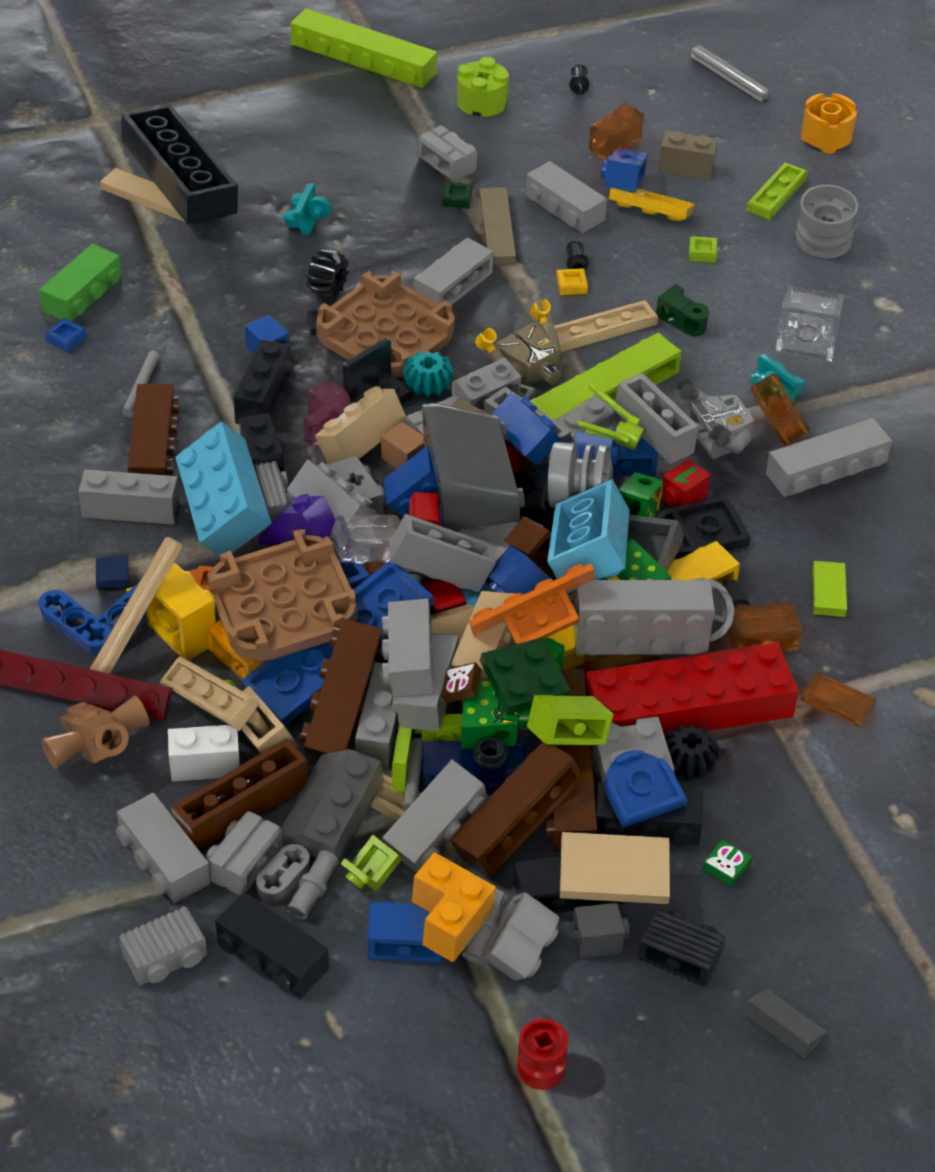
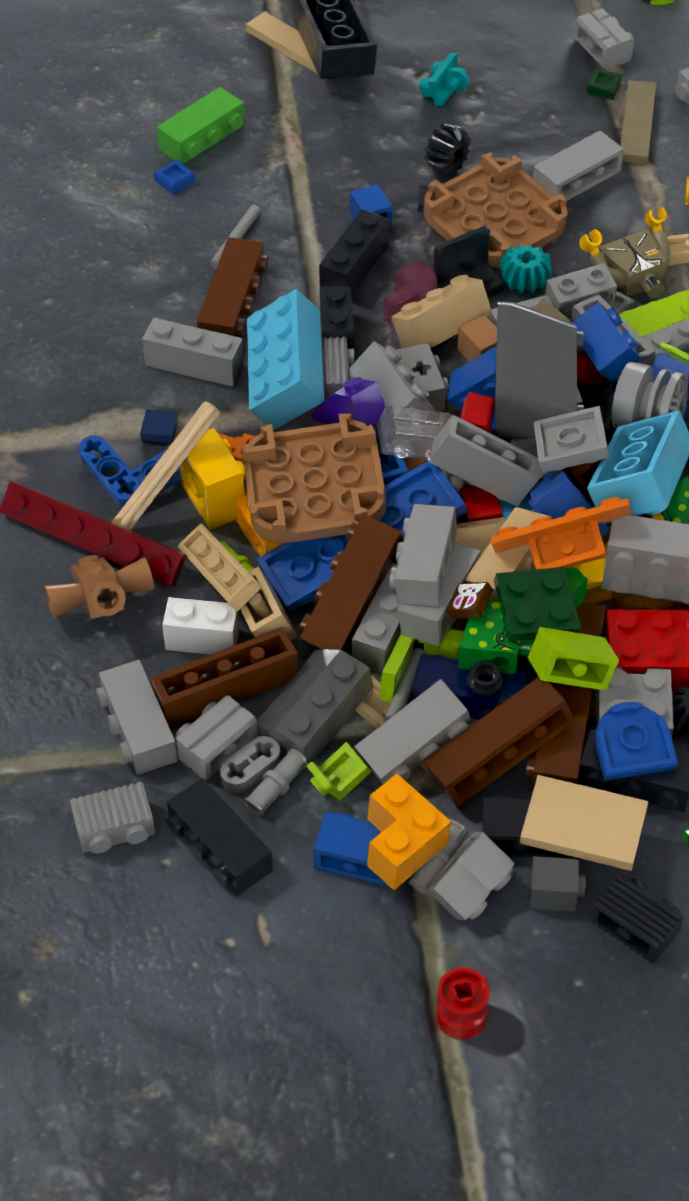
camera: 15 degrees right, 5 degrees up
(519, 520) = (570, 439): none -> light grey plate

